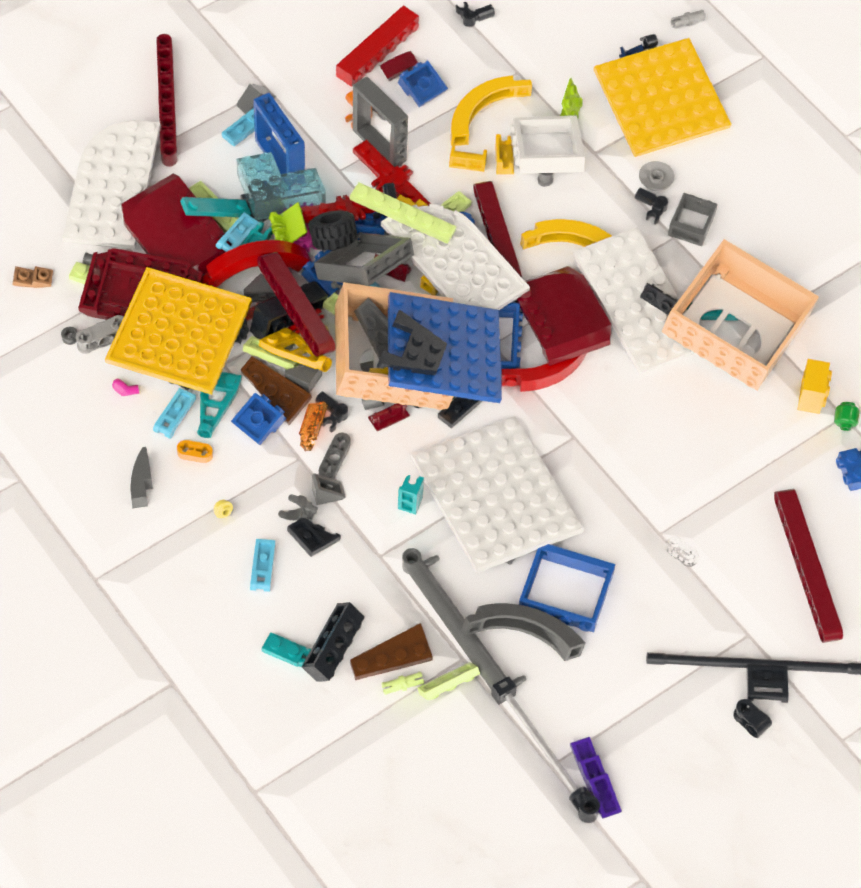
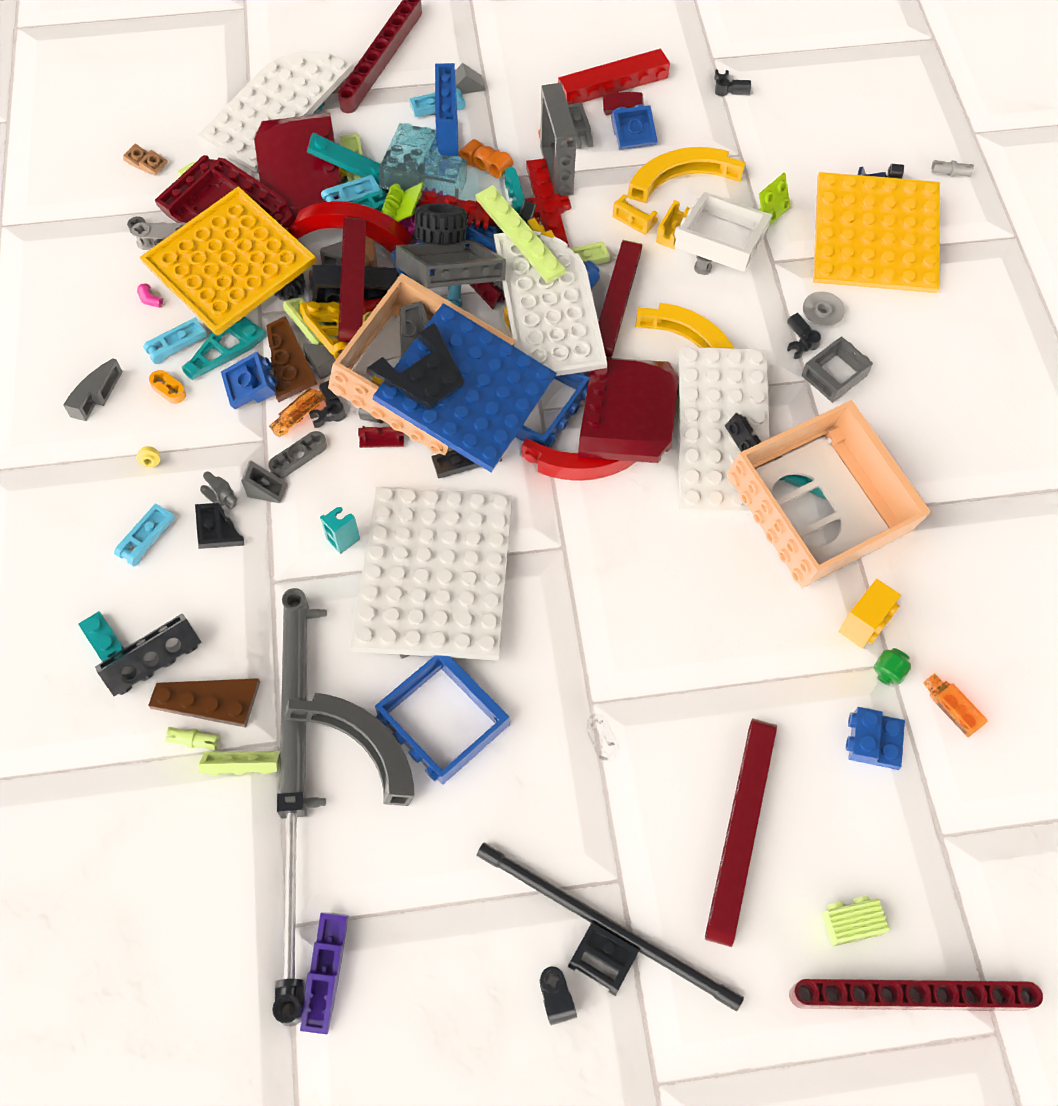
camera: 30 degrees right, 5 degrees up
(323, 159) = (486, 158): none -> orange piece
(360, 175) = (514, 188): none -> teal hinge

